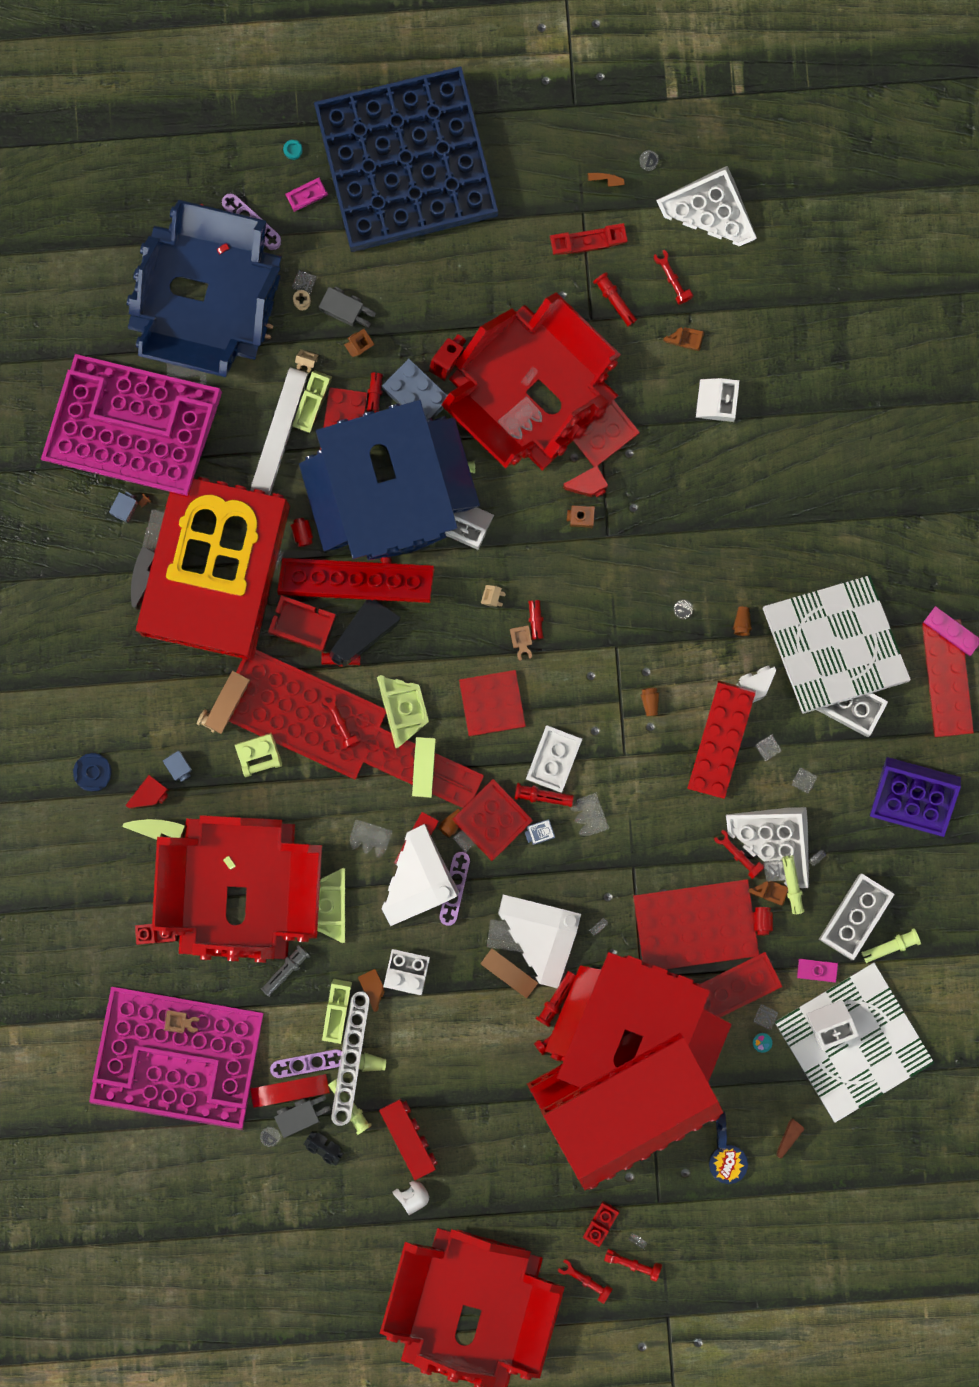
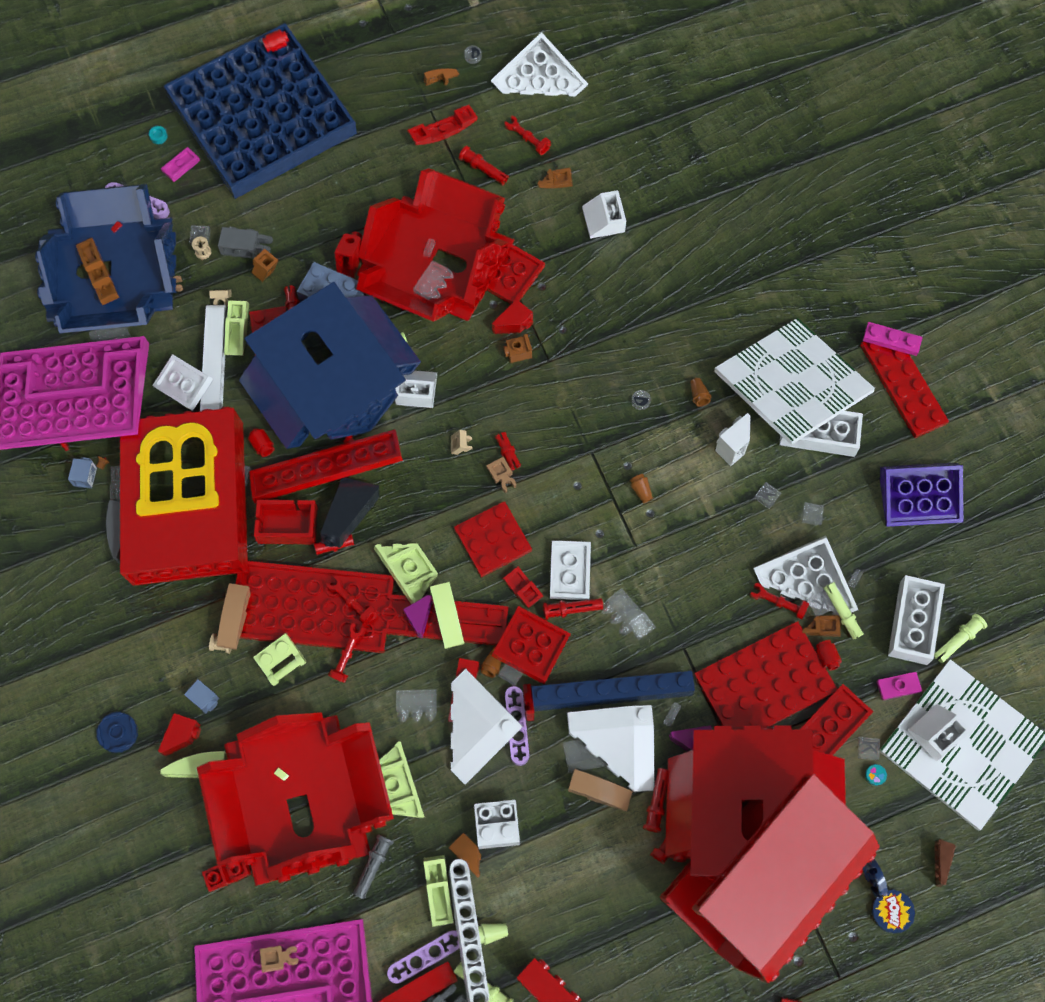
camera: 20 degrees left, 15 degrees down
(191, 295) = (97, 271): none -> dark orange slope
(243, 446) = (182, 382): none -> white plate
(307, 786) = (346, 654): none -> red piece
(397, 758) = (418, 614): none -> magenta slope
(444, 89) = (275, 40): none -> red brick
(472, 870) = (528, 701): none -> red tile
(504, 760) = (522, 587): none -> red slope
(539, 832) = (581, 642): brick -> none
(552, 887) = (613, 691): none -> dark blue brick
(600, 835) = (641, 625): none -> clear slope
(602, 951) = (684, 738): none -> magenta slope
(721, 739) = (723, 496): red plate -> none

